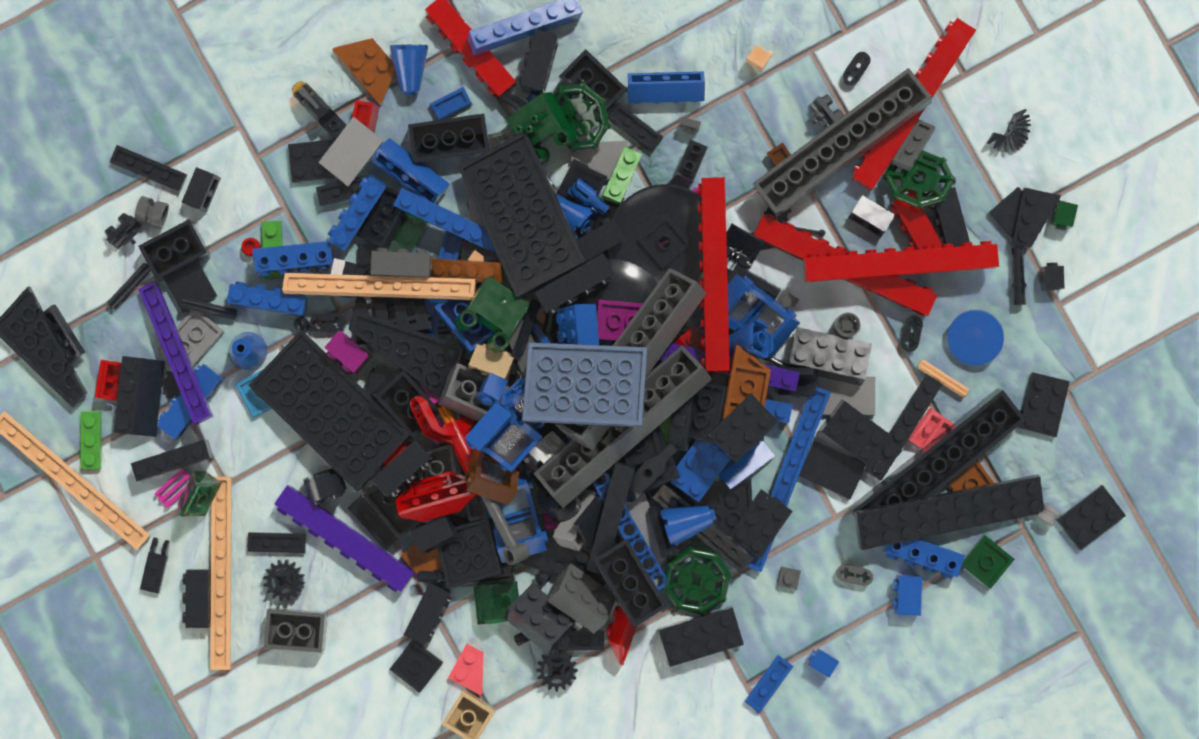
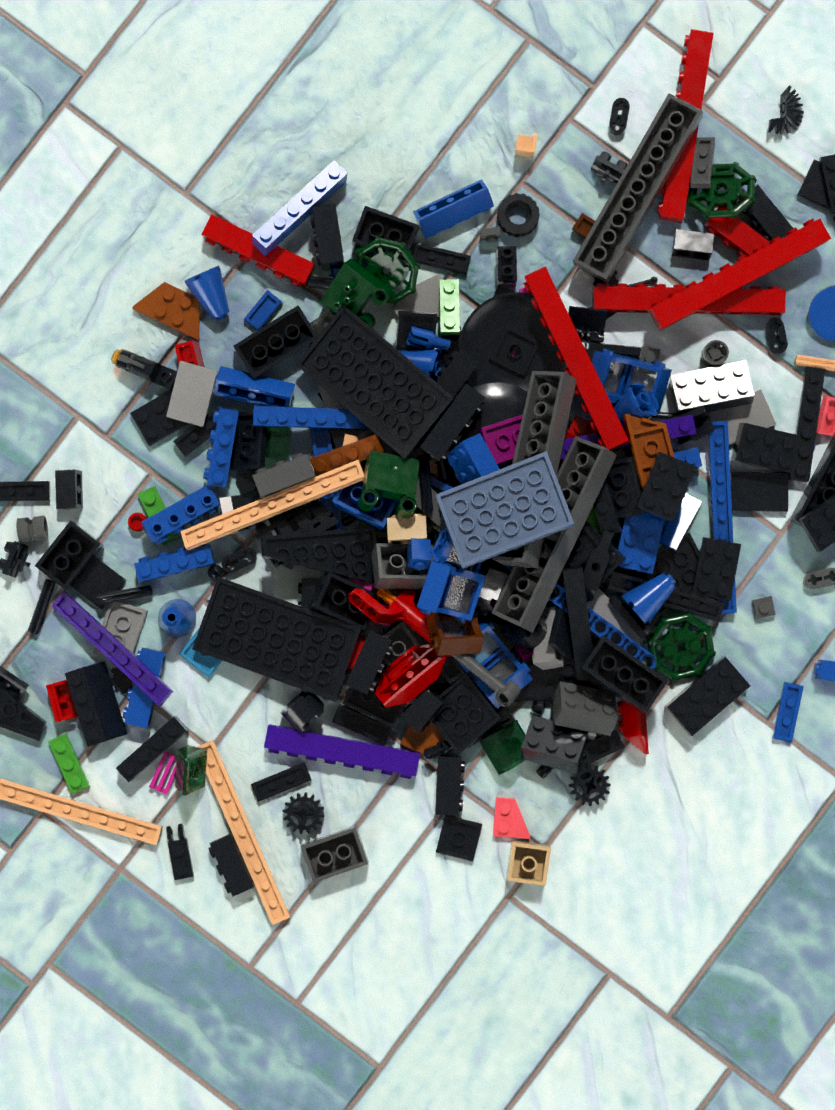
camera: 20 degrees left, 0 degrees up
(348, 352) = (270, 578): magenta brick -> none
(723, 104) = (513, 201): none -> black tyre

